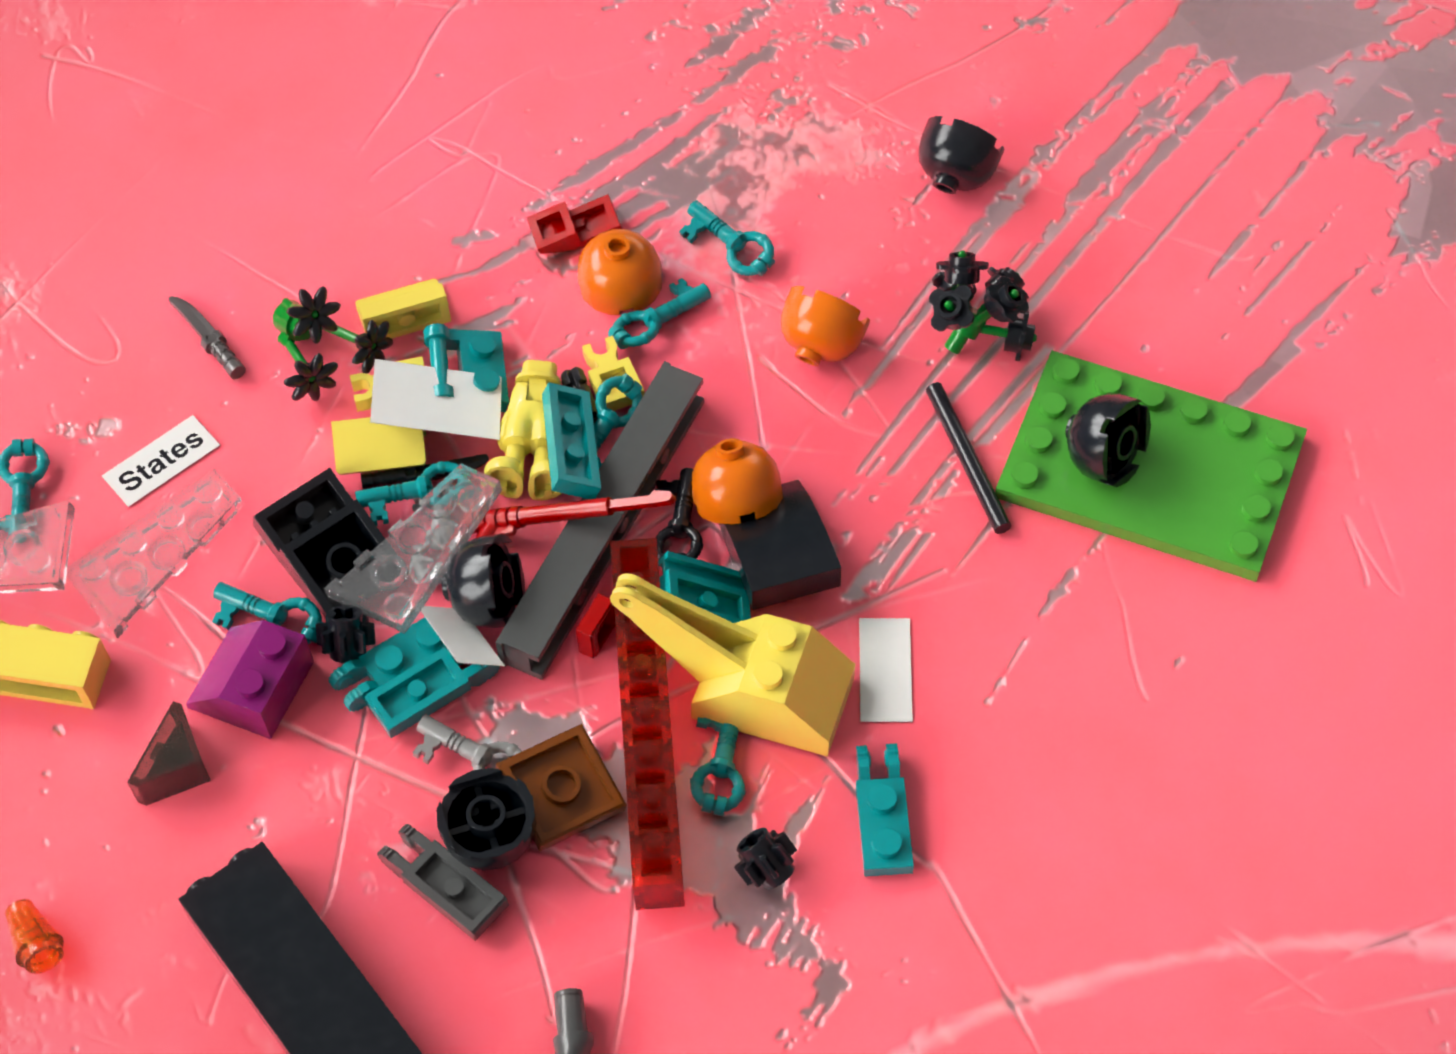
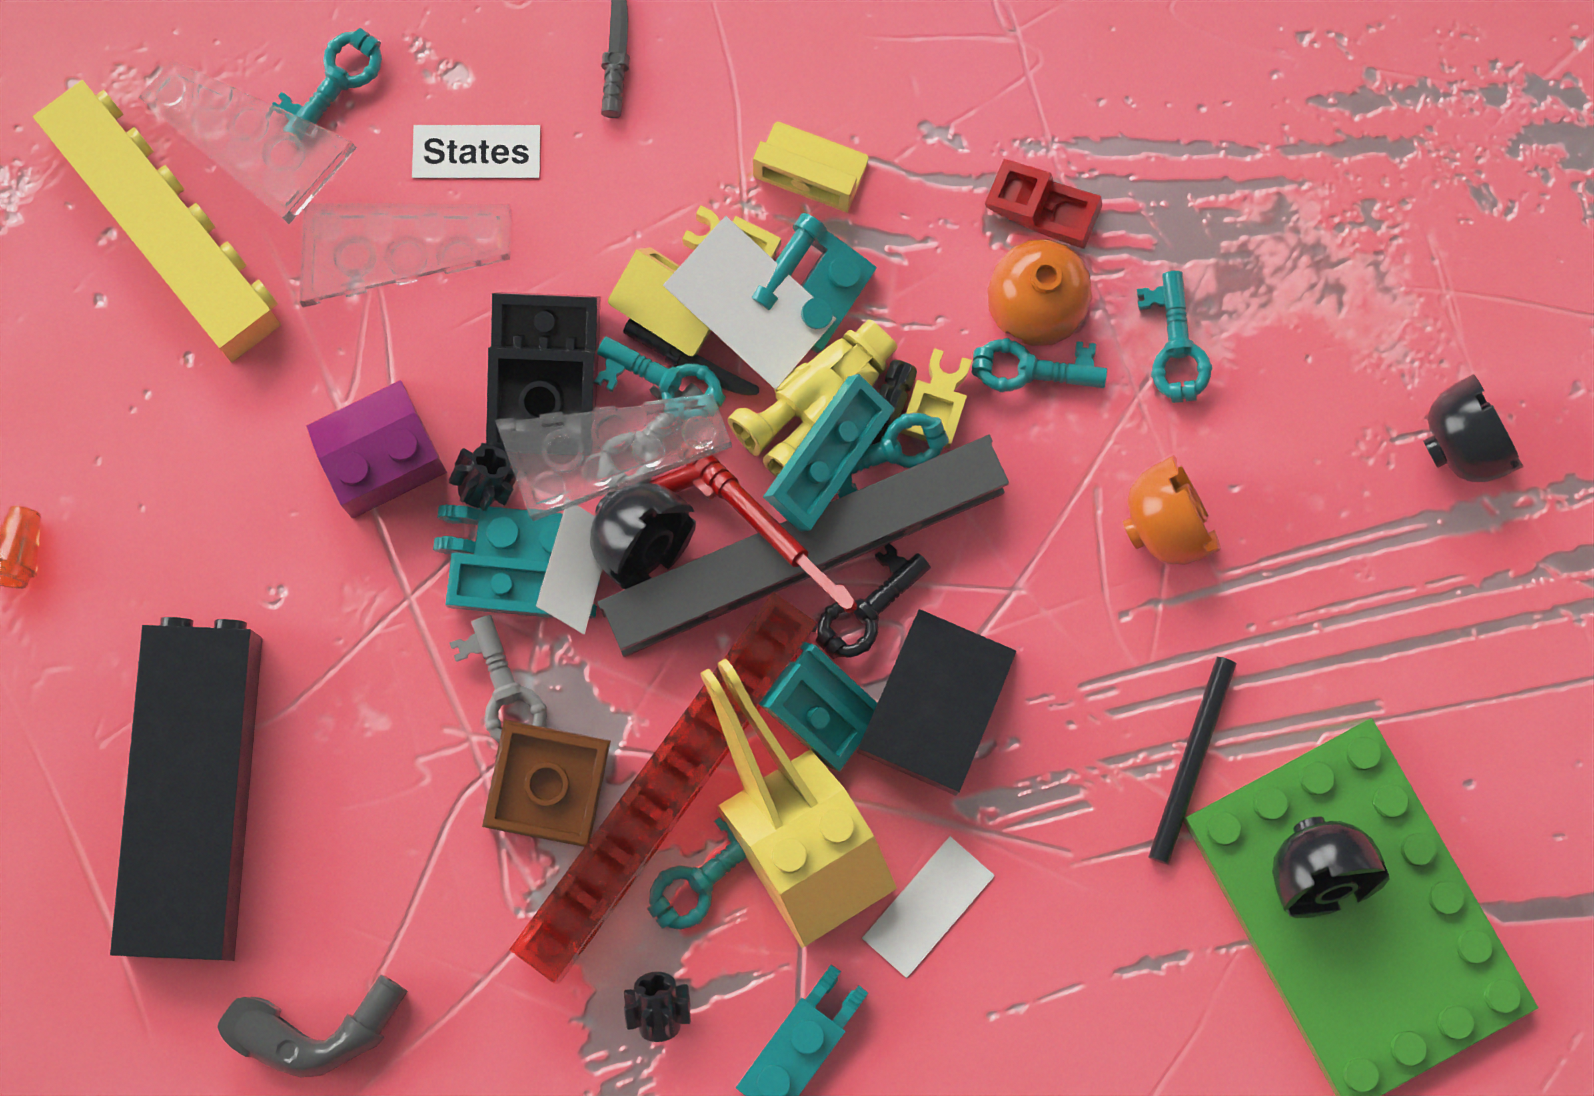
camera: 35 degrees right, 20 degrees up
(170, 760) = (251, 474): clear smoke slope -> none
(236, 599) = (446, 400): teal piece -> none
(307, 321) = (702, 120): black plant -> none
(446, 883) = (379, 790): dark grey hinge -> none
(487, 819) = (446, 771): black cylinder -> none
(596, 626) = (704, 652): red tile -> none
(735, 482) = (946, 618): orange cylinder -> none
(1002, 301) = (1350, 641): black plant -> none

